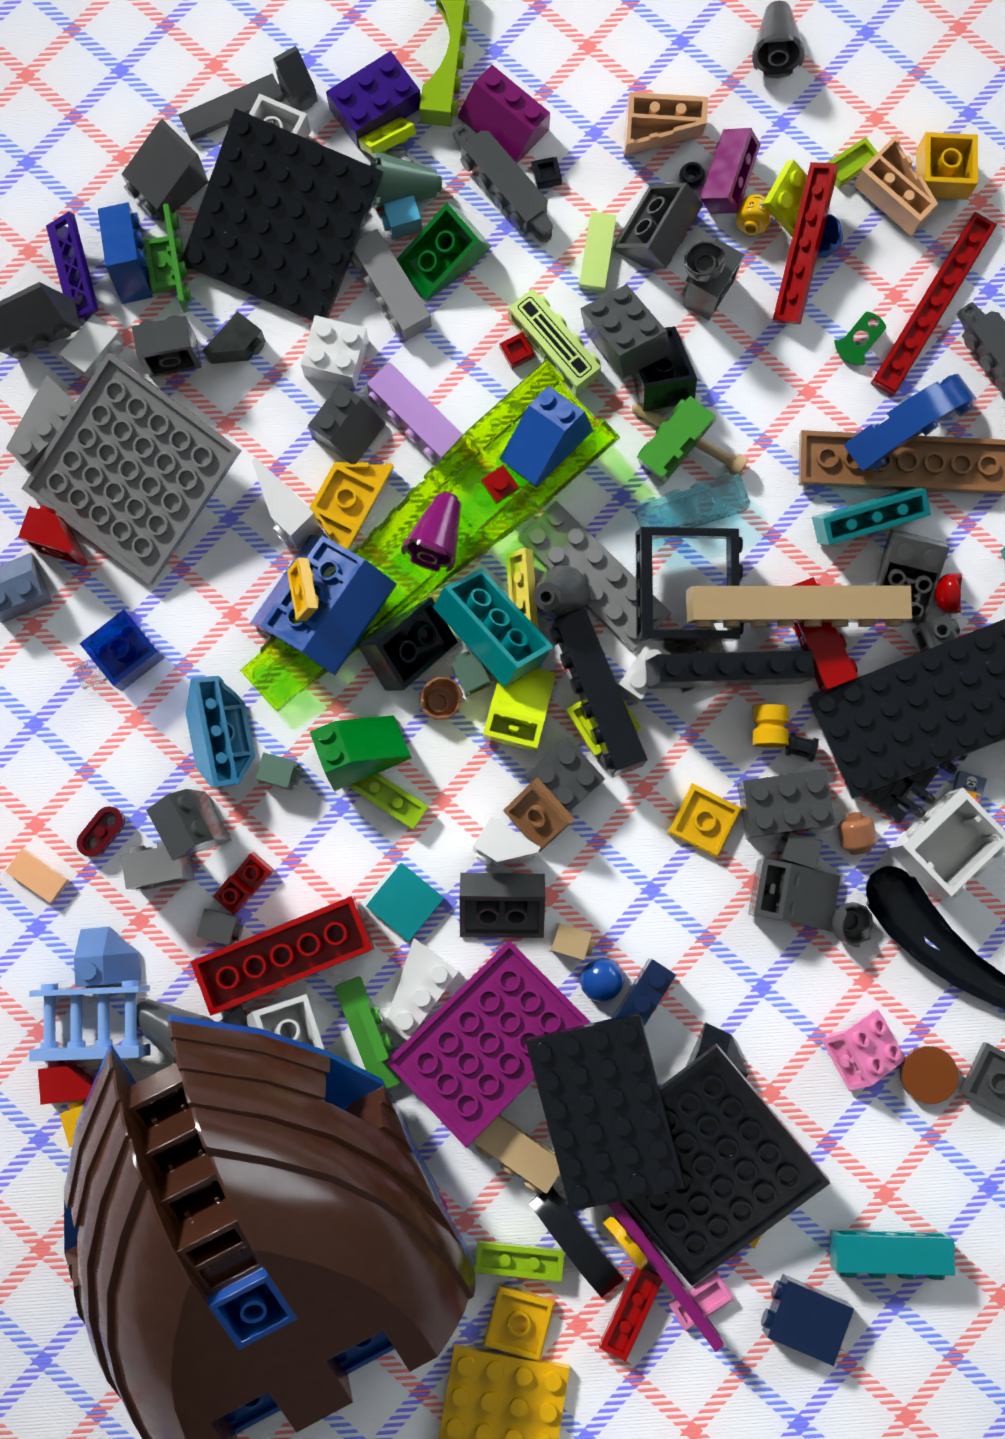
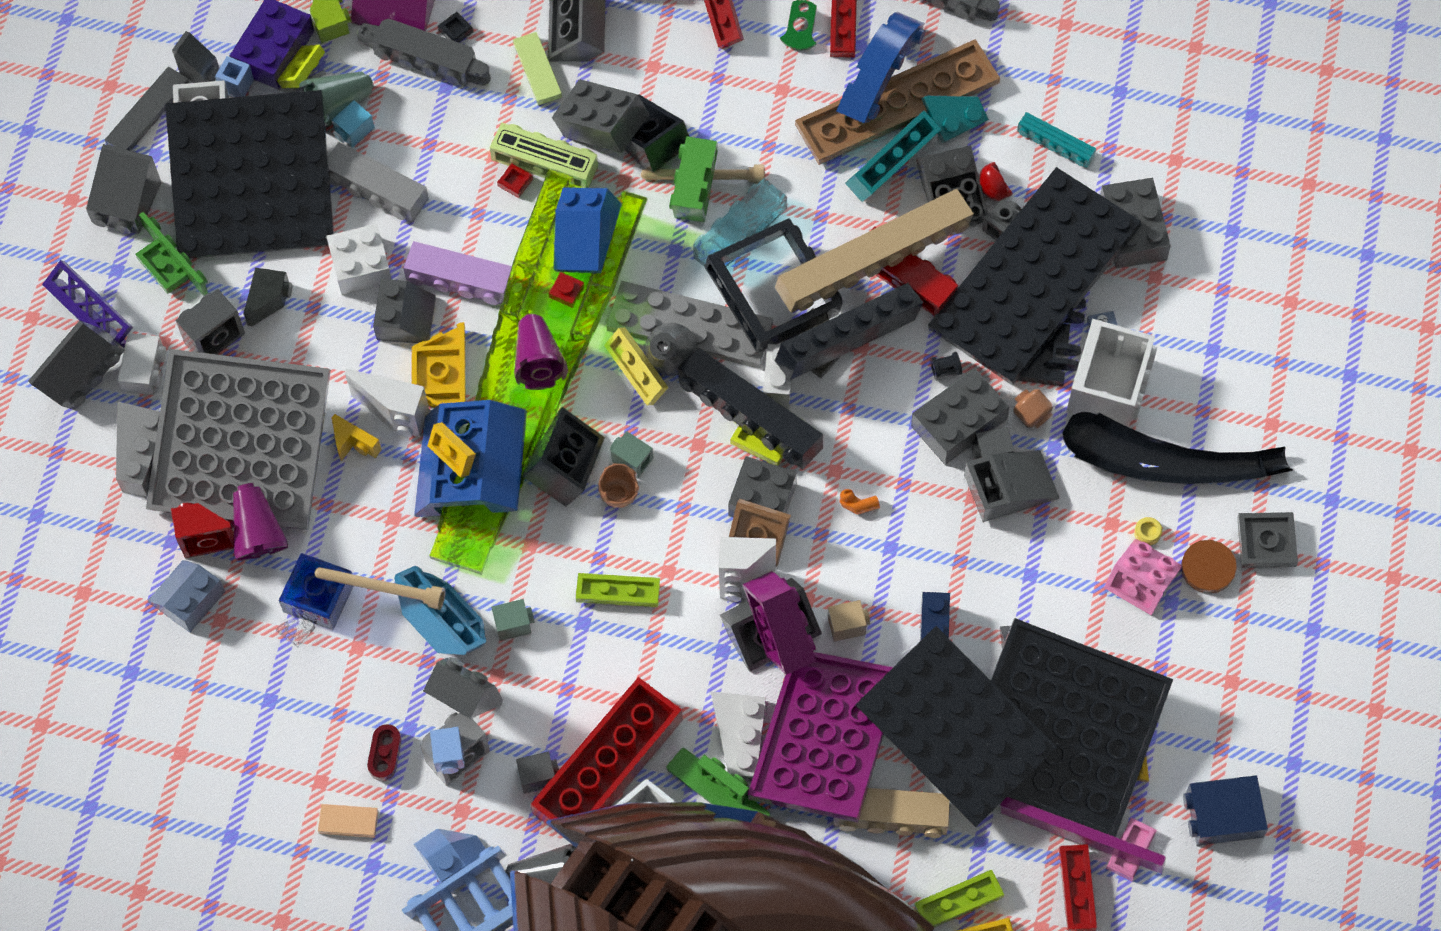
camera: 25 degrees left, 15 degrees down
(100, 559) = (255, 525): none -> magenta cone
(124, 252) = (125, 270): blue wedge -> none
(135, 879) = (447, 750): none -> light blue brick
(210, 719) = (433, 596): none -> tan piece
(230, 517) = (351, 436): none -> yellow slope
(243, 883) = (535, 727): red slope -> none
(322, 115) = (236, 75): none -> light blue brick
(359, 748) = (571, 562): green slope -> none
(405, 902) = (685, 668): teal tile -> none
(442, 251) = (405, 133): green slope -> none
(492, 627) = (629, 402): teal brick -> none
(503, 922) = (780, 622): none -> magenta brick
(520, 710) = (690, 459): neon yellow slope -> none
(576, 1242) = (999, 857): black slope -> none
(602, 979) = (891, 639): blue hair -> none
(625, 1243) = (1037, 831): yellow tile -> none
(644, 834) = (854, 504): none -> orange arm
(704, 261) = (637, 25): dark grey hair -> none
(704, 820) = (901, 468): yellow tile -> none
(706, 297) = (648, 40): dark grey brick -> none
(770, 727) = (911, 364): yellow wheel -> none
(852, 924) = (1072, 480): dark grey hair -> none
(892, 1253) = (1261, 718): teal brick -> none
(893, 1008) = (1148, 530): none -> light yellow tile
(952, 504) = (954, 114): none -> teal wing

